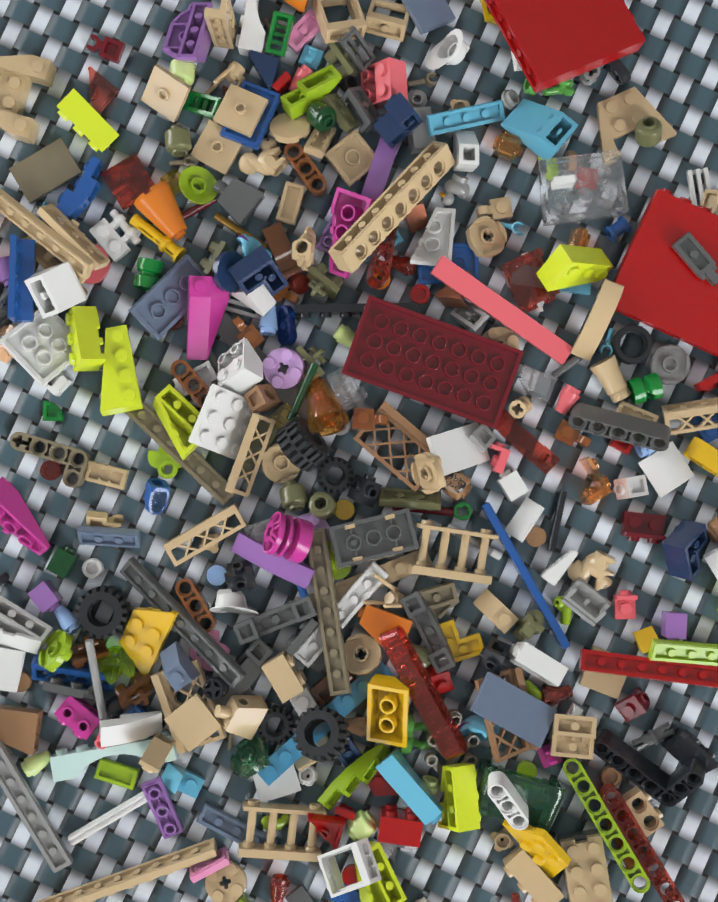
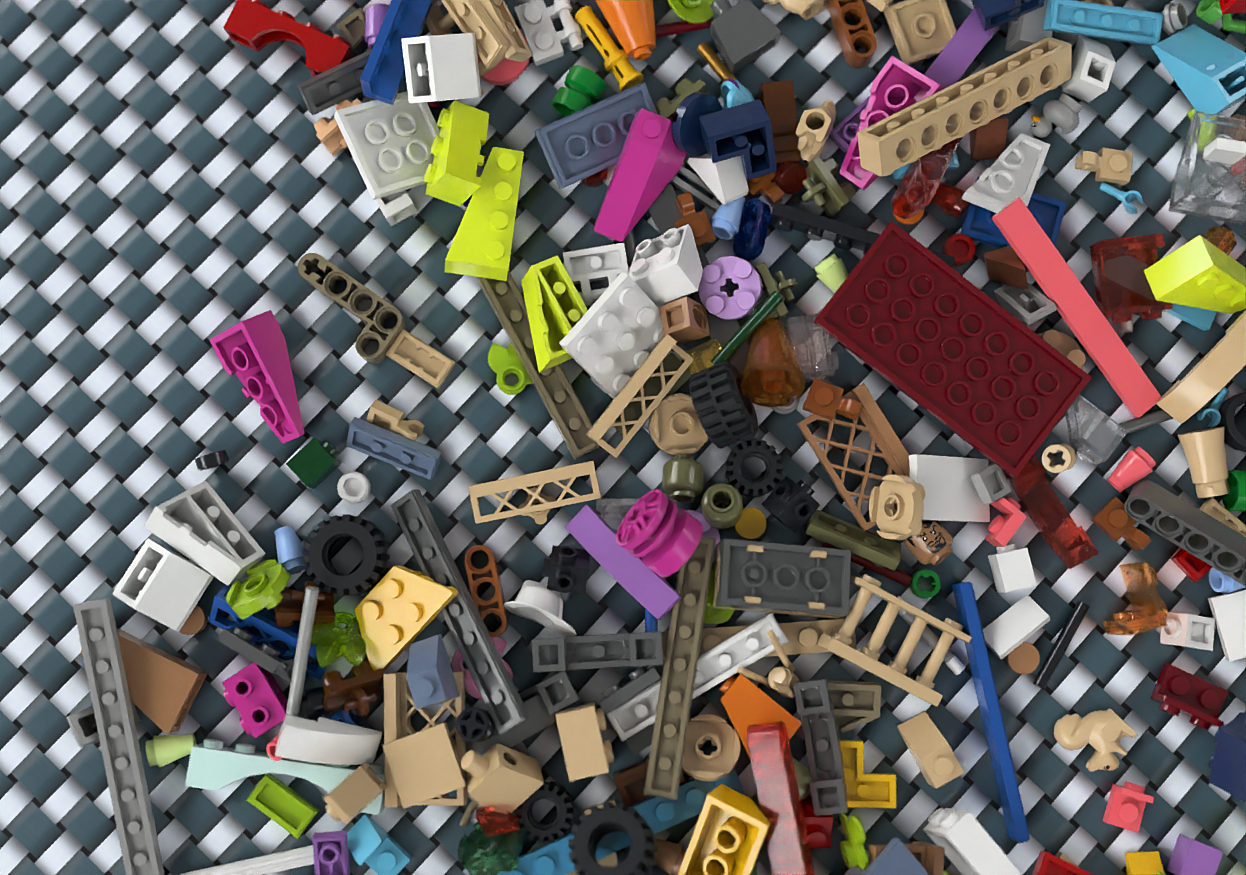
camera: 15 degrees right, 5 degrees down
(46, 596) = (271, 505): medium lavender brick -> none
(50, 470) = (342, 326): clear red tile -> none
(51, 412) = (372, 244): green tile -> none
(156, 495) = (482, 412): blue rock -> none
(187, 378) = (588, 255): dark orange beam -> none
(215, 575) = (531, 557): light blue tile -> none
(247, 741) = (496, 822): none -> clear red tile
(290, 203) = (813, 62): tan tile -> none
(303, 701) = (599, 789): white brick -> none
(467, 684) = (853, 848): none -> lime plate
(478, 244) = (1068, 201): tan plate -> none
(495, 656) = (911, 818): black brick -> none
(507, 146) = (1152, 80): clear orange head -> none
(529, 625) = (975, 788): olive hips -> none
(556, 570) = (1041, 718): white slope -> none
(565, 611) = (1034, 780): lime arm -> none
(586, 601) = (1072, 781): light grey hinge -> none

